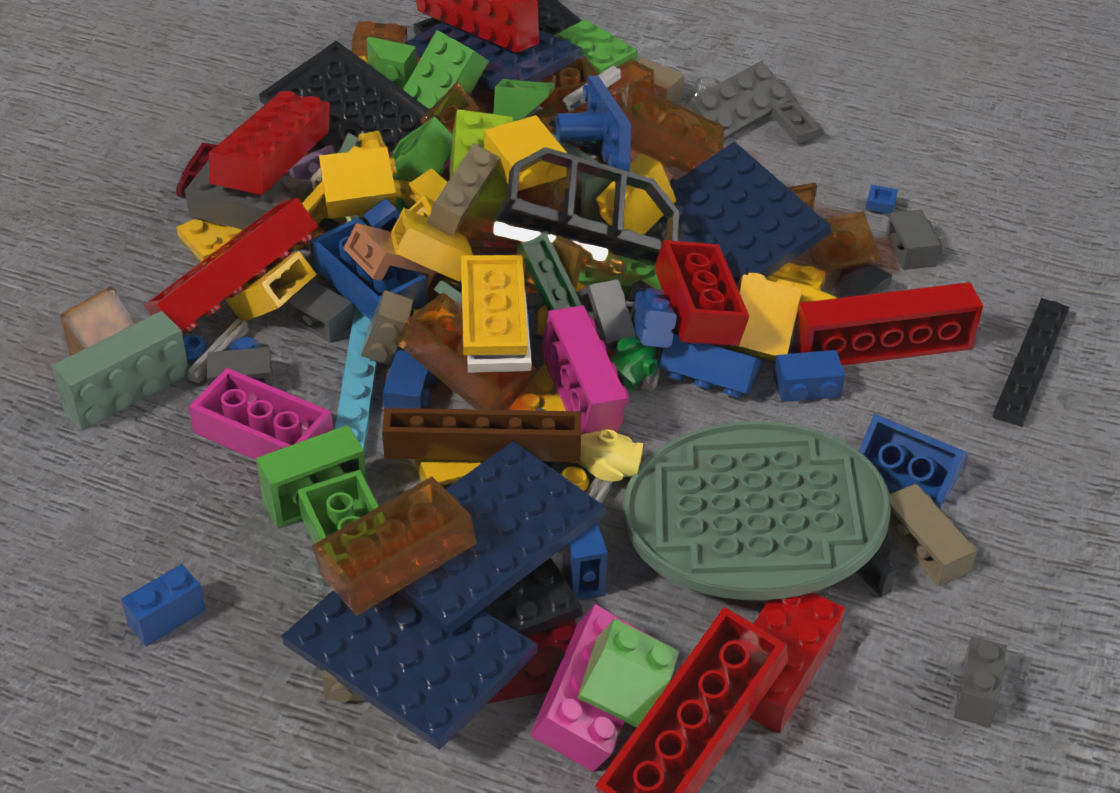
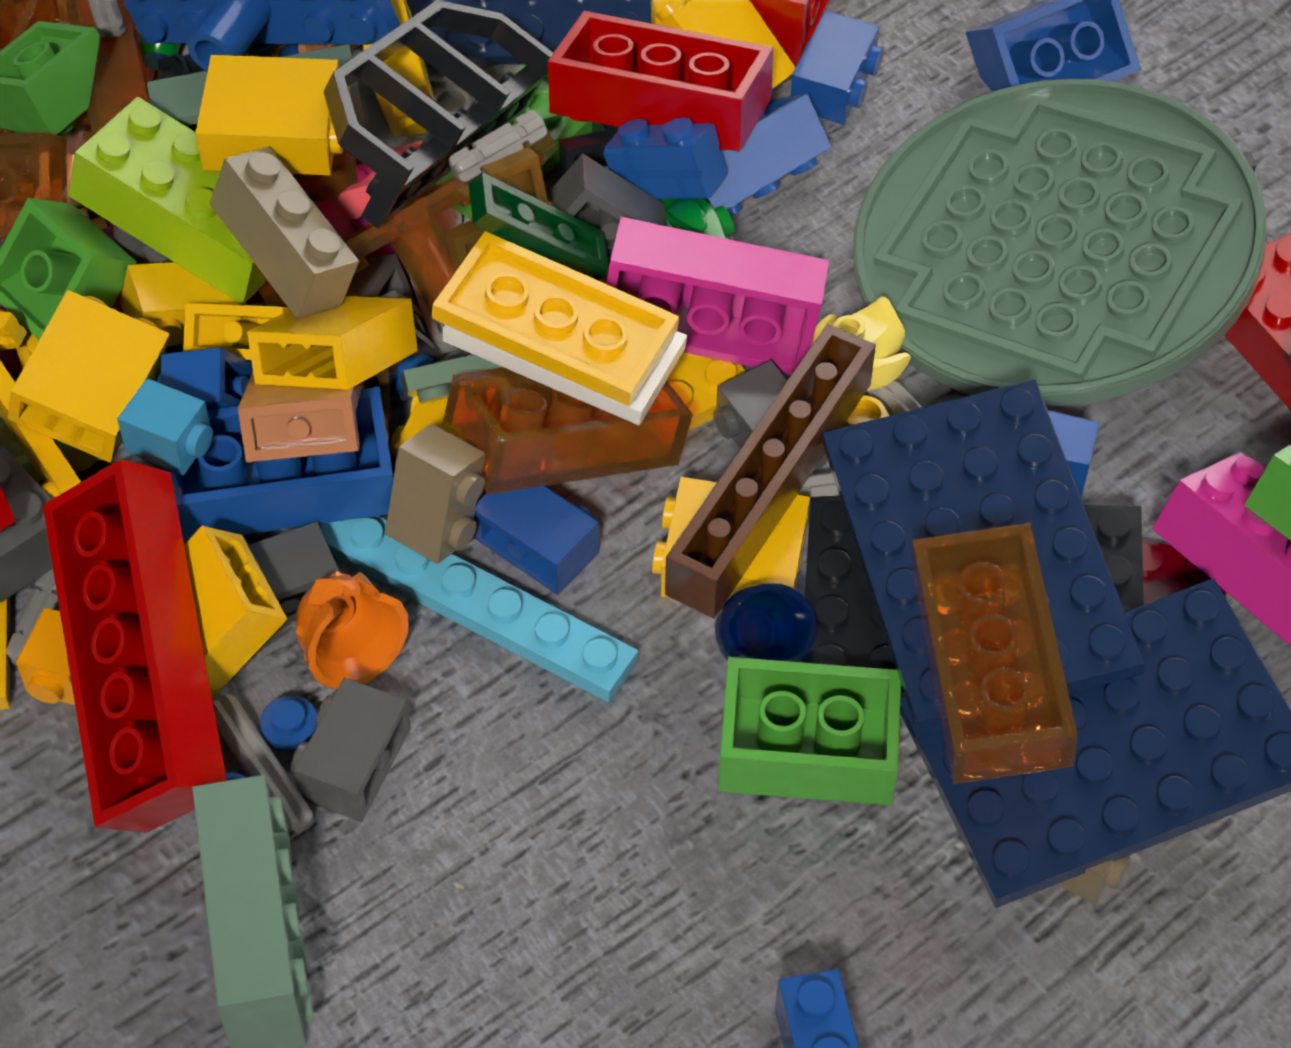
camera: 60 degrees left, 10 degrees up
(95, 320) = (126, 919): clear orange slope -> none
(255, 416) = (505, 757): dark pink brick -> none
(298, 339) = (349, 629): none -> orange helmet
(304, 465) = (679, 731): bright green brick -> none
(342, 213) = (165, 427): none -> dark azure brick
(394, 479) = (766, 624): none -> clear blue hat
(583, 237) = (497, 145): none -> light grey axle
(930, 535) = (1223, 91): dark tan brick -> none

